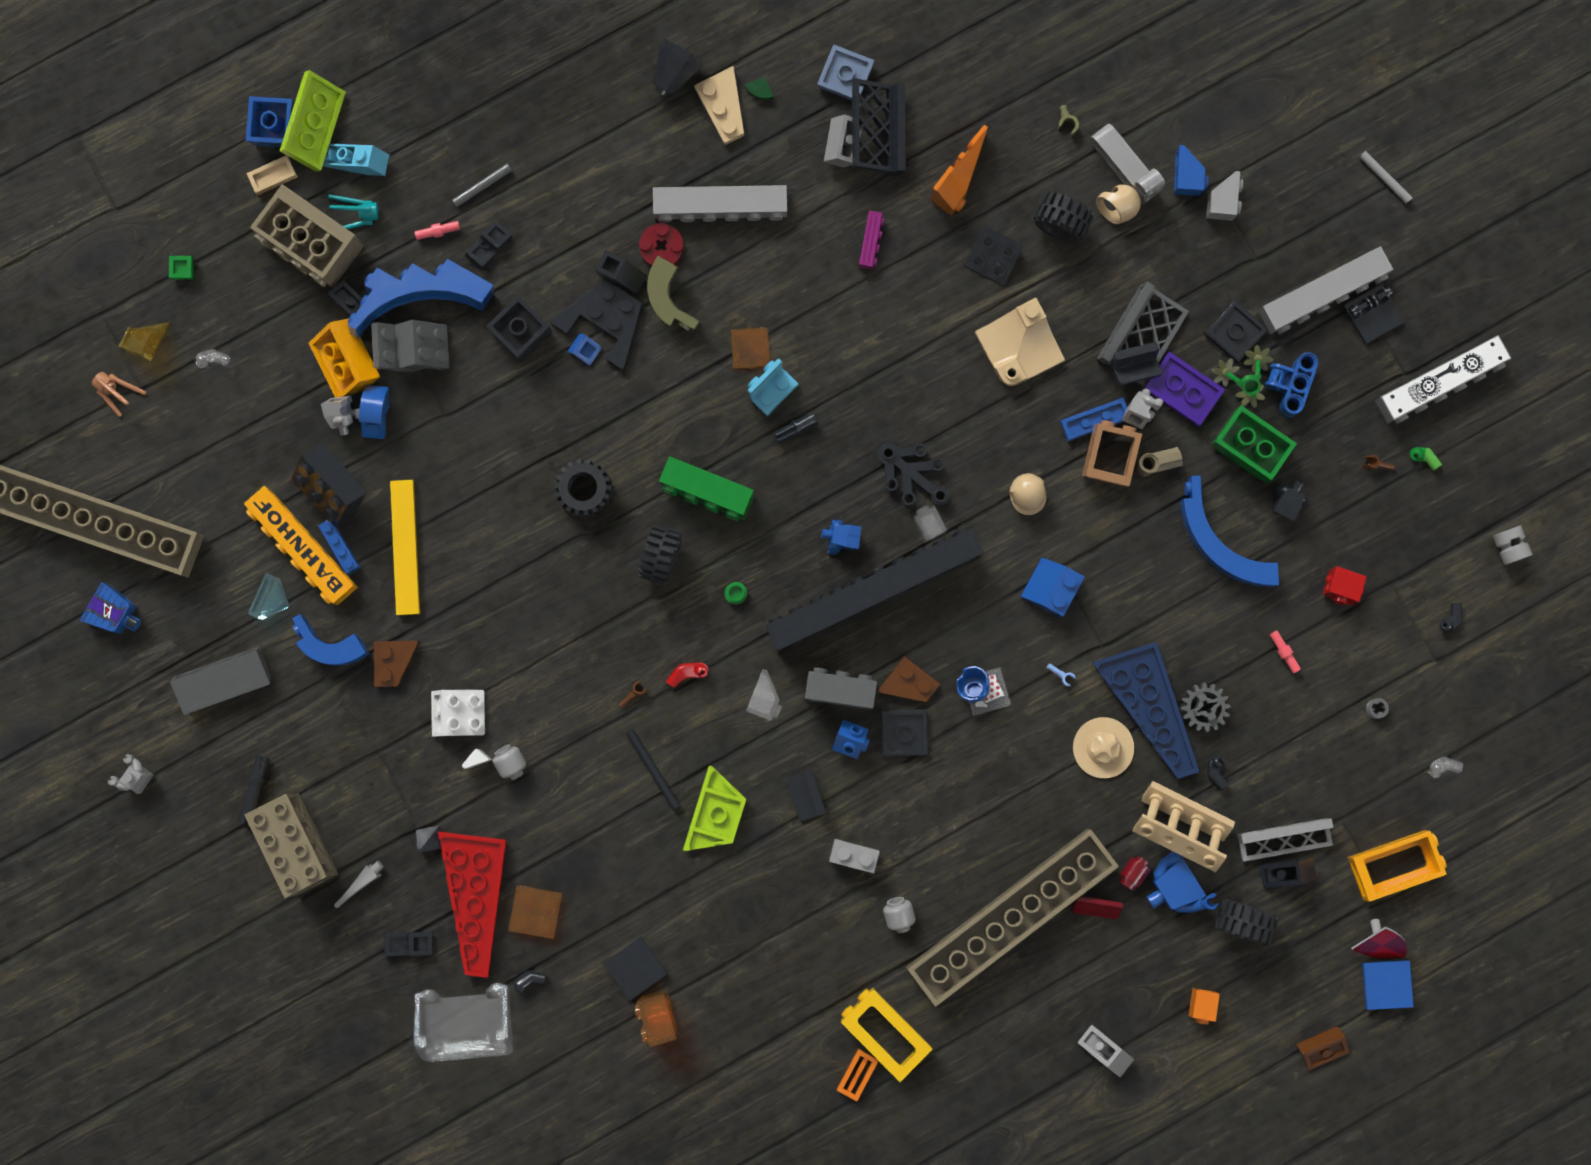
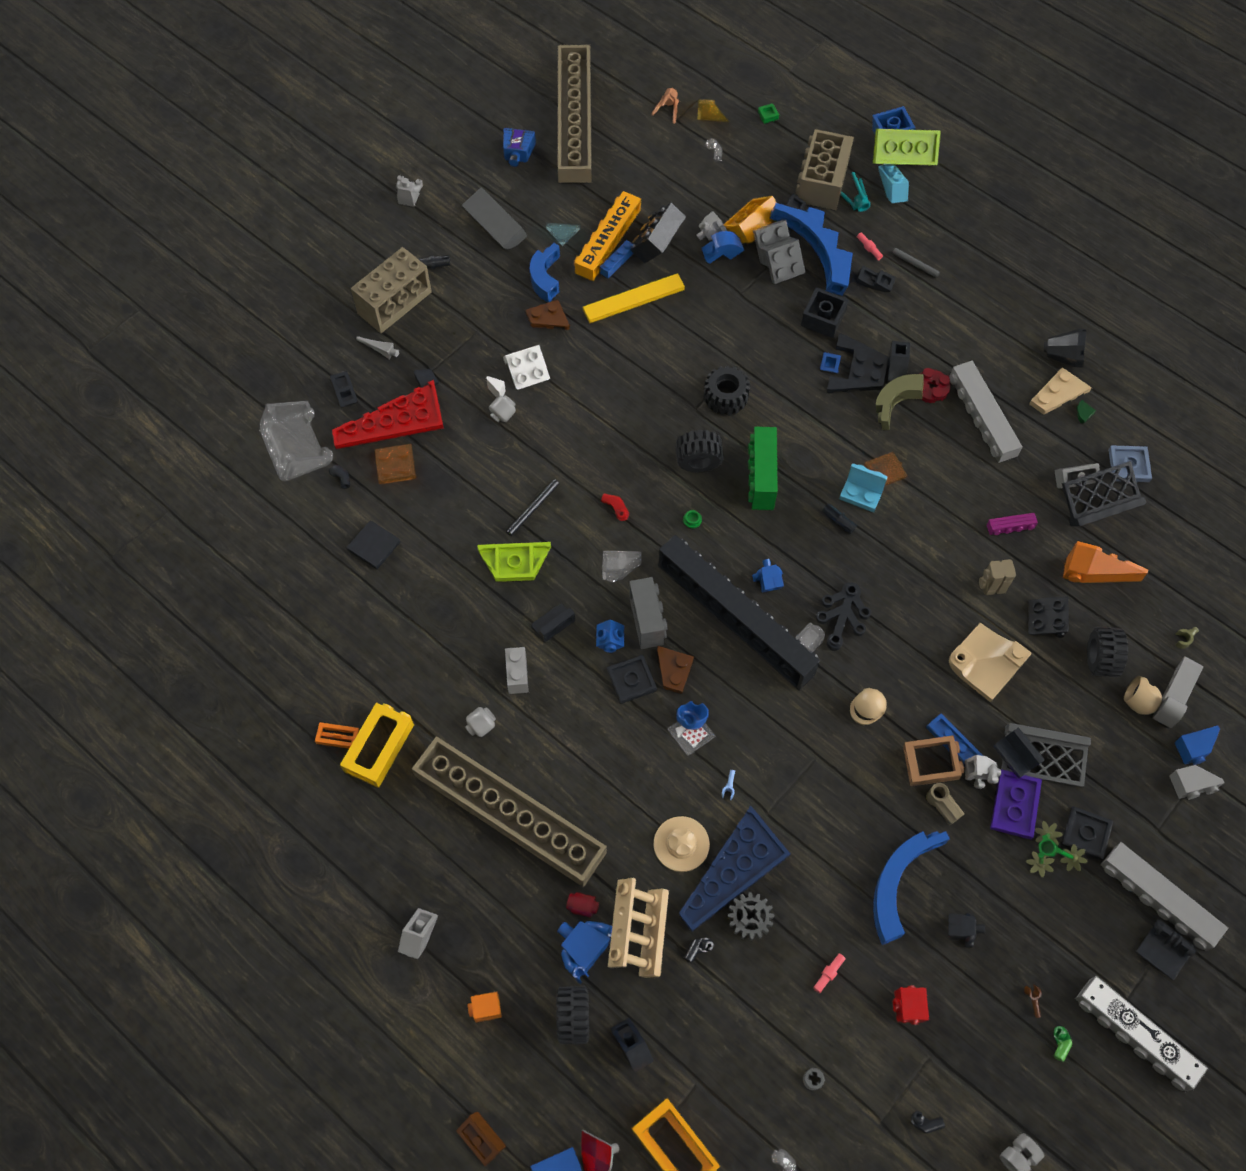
camera: 70 degrees right, 20 degrees down
(272, 175) = (860, 145): tan tile -> none
(632, 695) = (586, 475): reddish brown hand -> none
(657, 1018) = (338, 566): clear orange brick -> none
(935, 290) = (997, 577): none -> dark tan brick
(1052, 587) = (799, 754): blue slope -> none
(1097, 907) = (541, 883): dark red slope -> none
(1253, 444) = (998, 877): green brick -> none
(1283, 378) = (1068, 886): blue beam -> none
(1287, 830) = (668, 1027): light grey fence -> none

